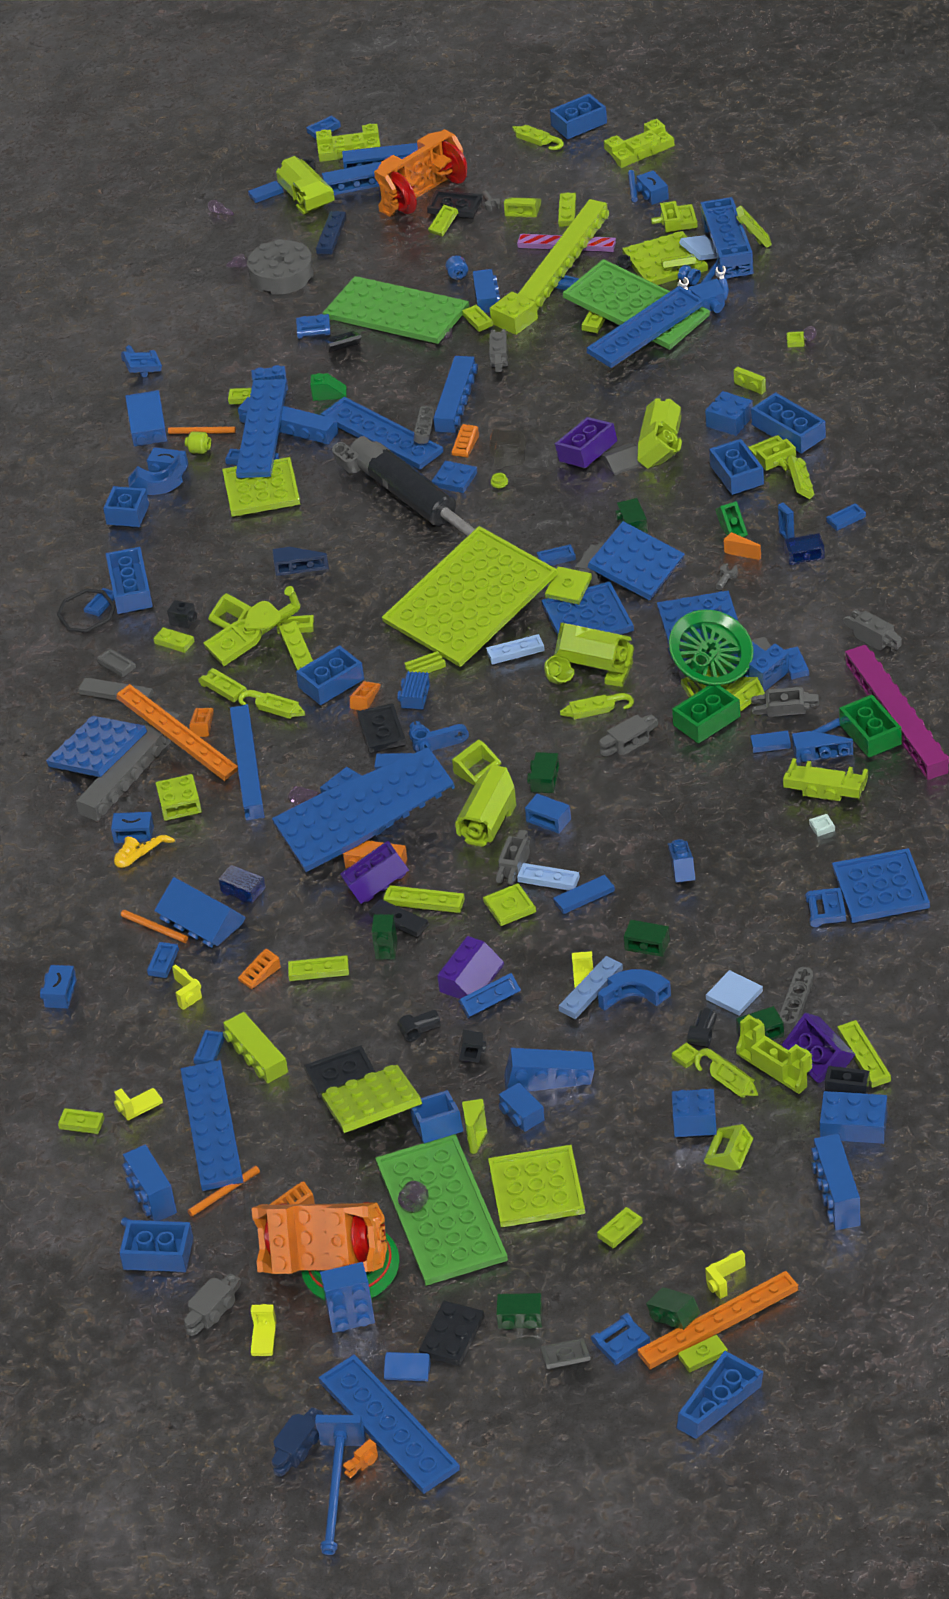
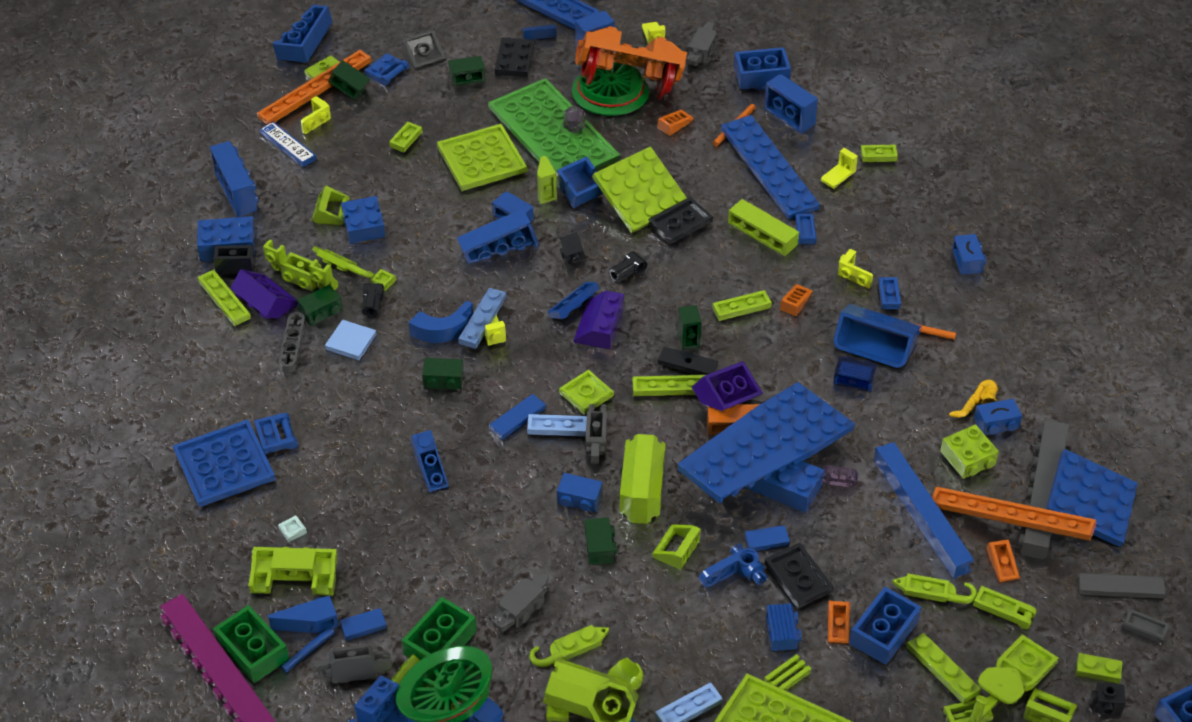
camera: 160 degrees right, 5 degrees up
(765, 1244) = (287, 144): none -> tile

